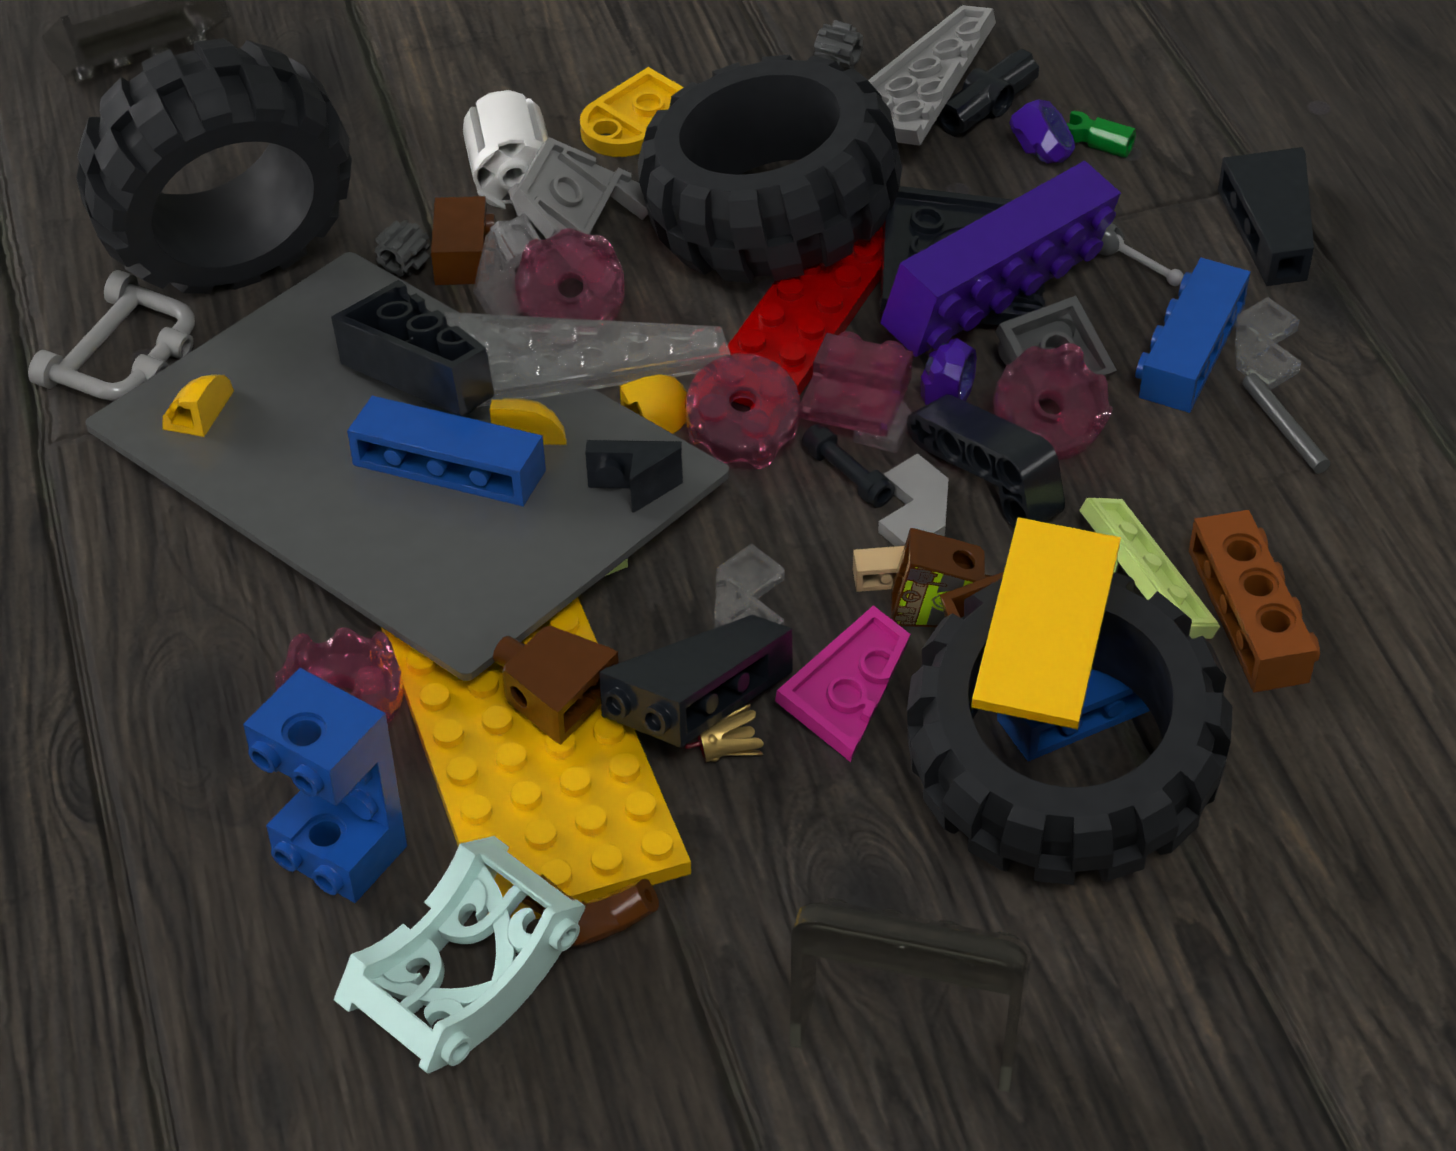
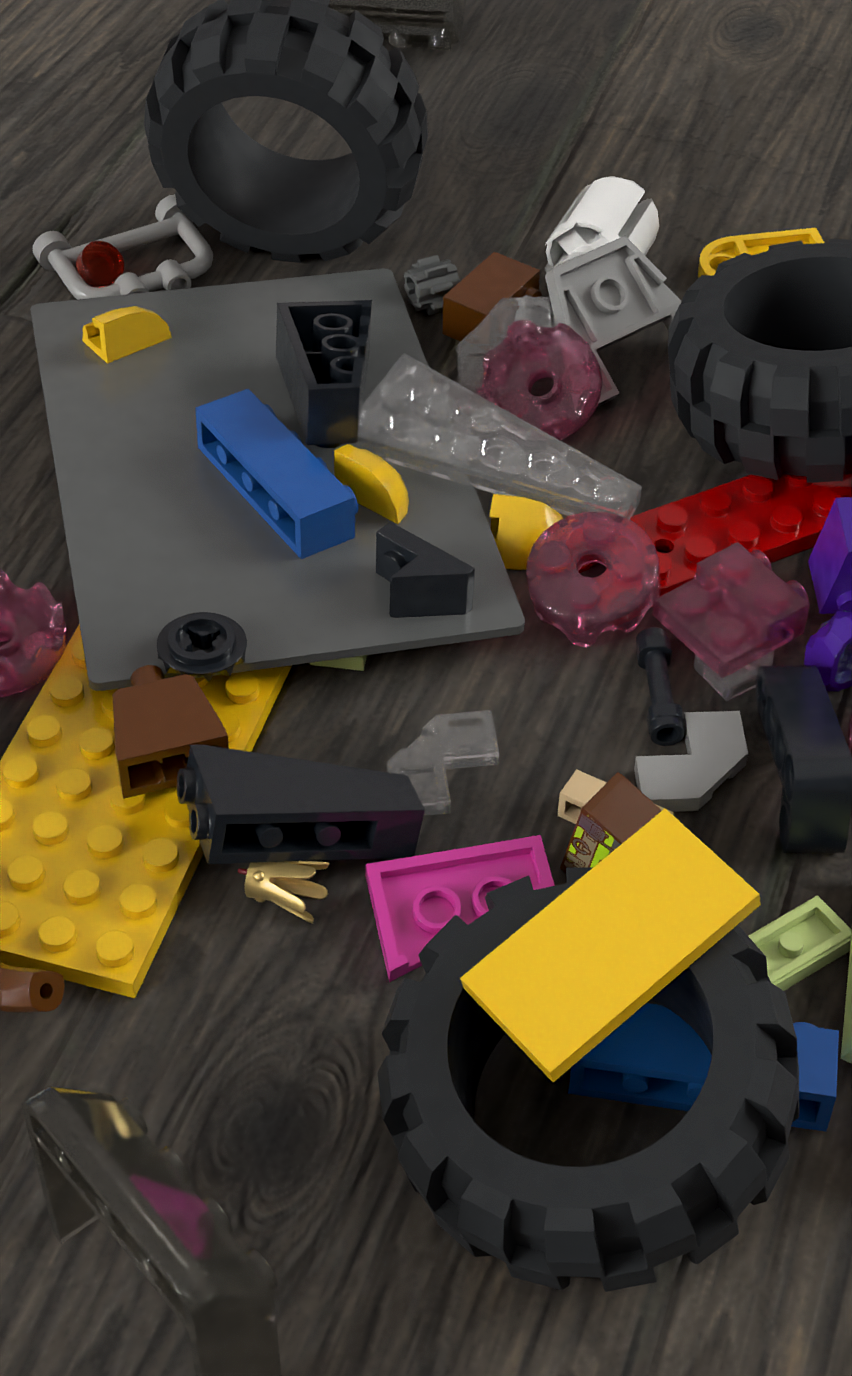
camera: 35 degrees right, 0 degrees up
(103, 360) = (100, 264): none -> clear red tile
(516, 591) = (204, 631): none -> black gear

